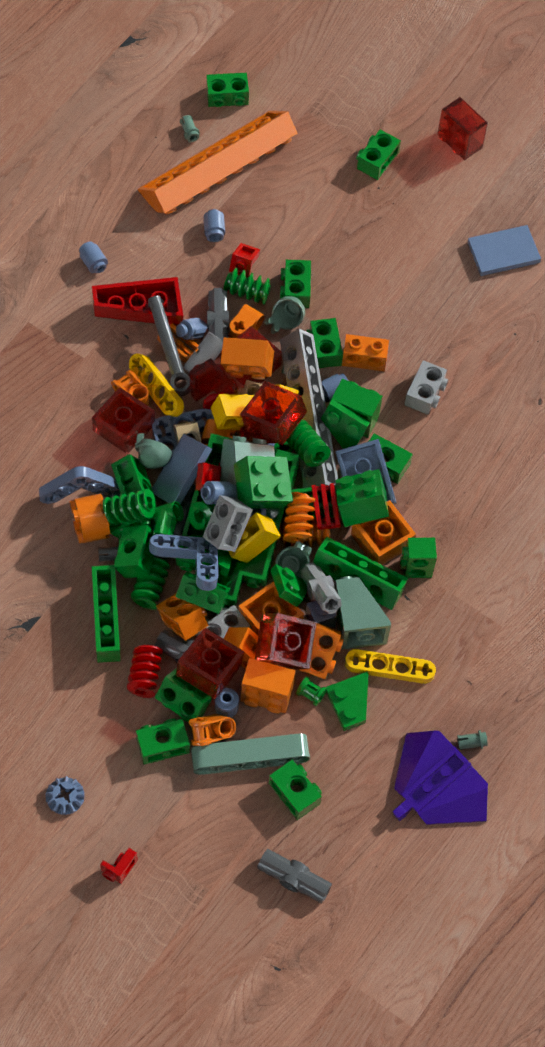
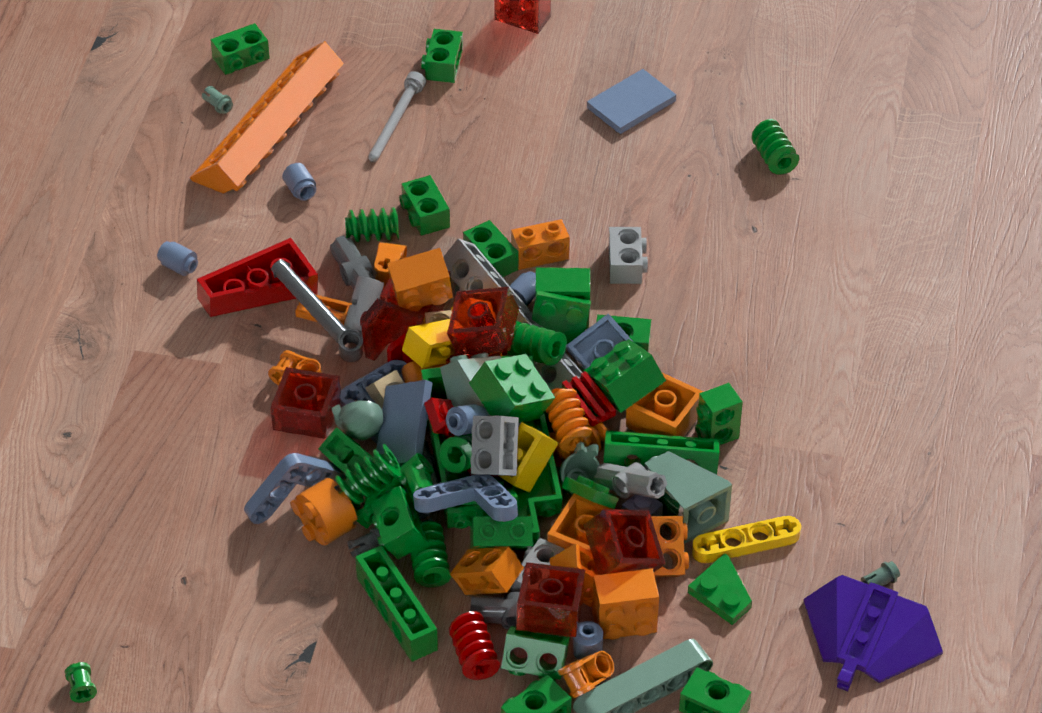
camera: 20 degrees left, 15 degrees down
(157, 383) = (323, 355): yellow beam -> none
(191, 329) = (332, 288): sand blue arm -> none
(244, 258) = (350, 199): red bracket -> none
(286, 314) = (432, 233): sand green piece -> none
(311, 691) = (674, 595): green bush -> none
(343, 171) = (413, 84): none -> light grey piece

